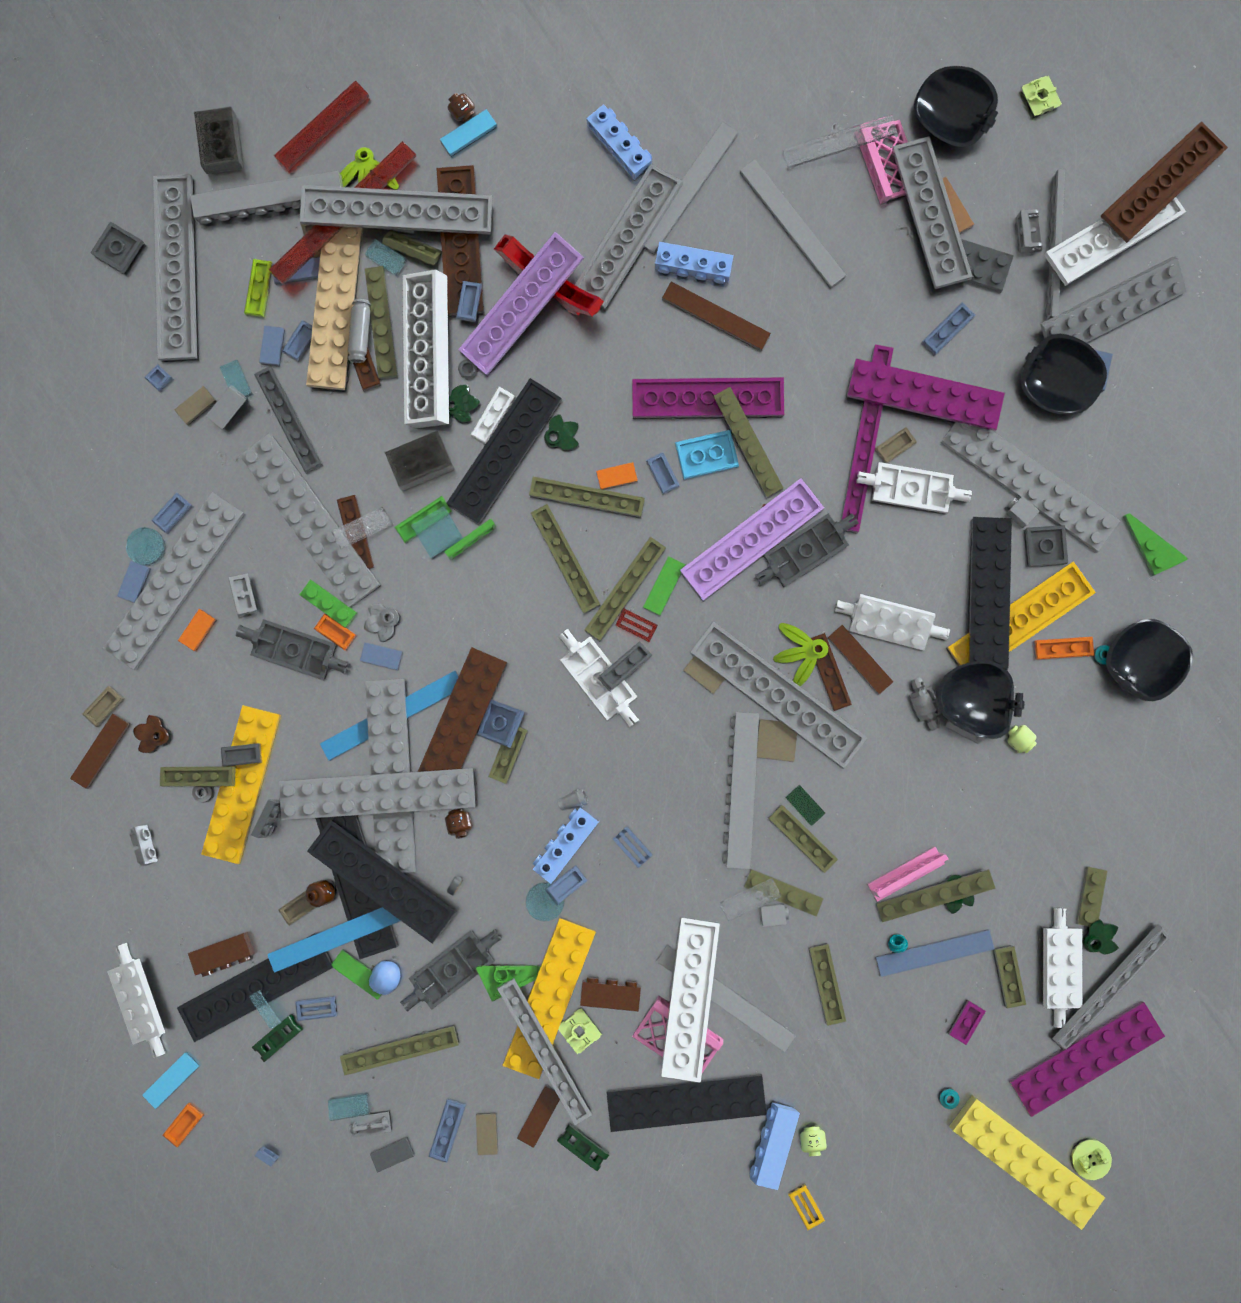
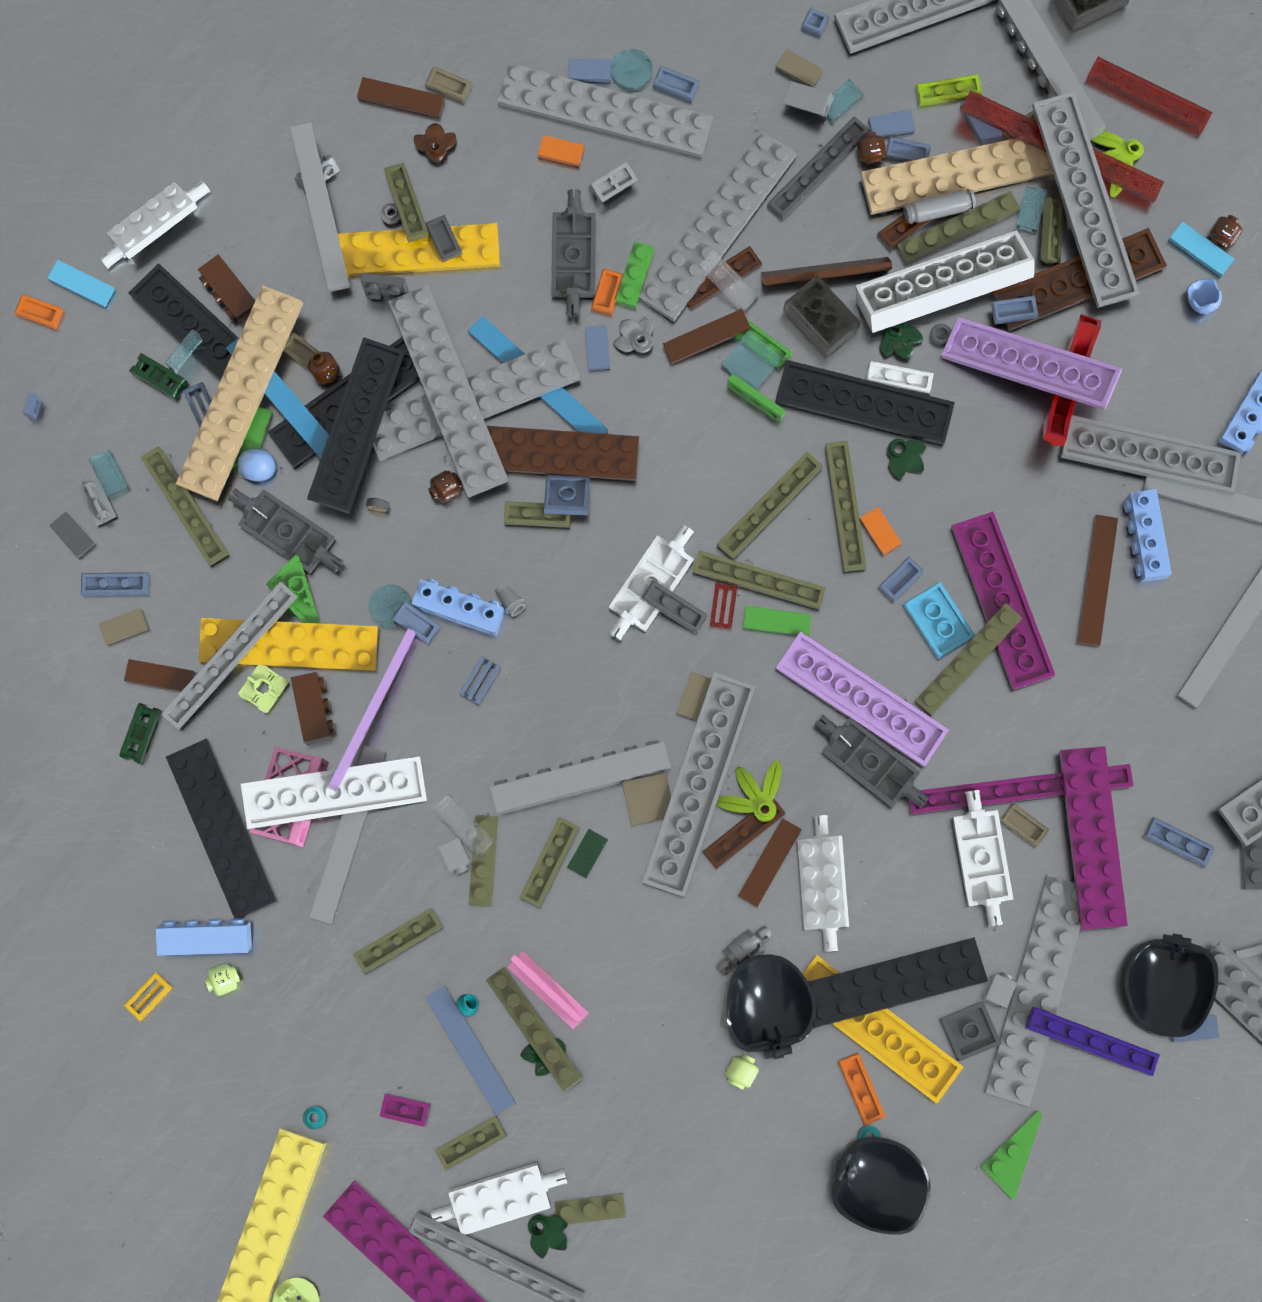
camera: 65 degrees right, 5 degrees down
(176, 852) = (320, 207): none -> light grey tile
(288, 369) = (872, 148): none -> reddish brown head
(318, 972) = (239, 393): none -> tan plate
(381, 443) = (826, 270): none -> reddish brown tile
(403, 561) = (707, 336): none -> reddish brown tile
(510, 144) = (1204, 296): none -> light blue hair
(631, 945) = (372, 710): none -> lavender tile
(1084, 453) = (1092, 1041): none -> dark purple tile

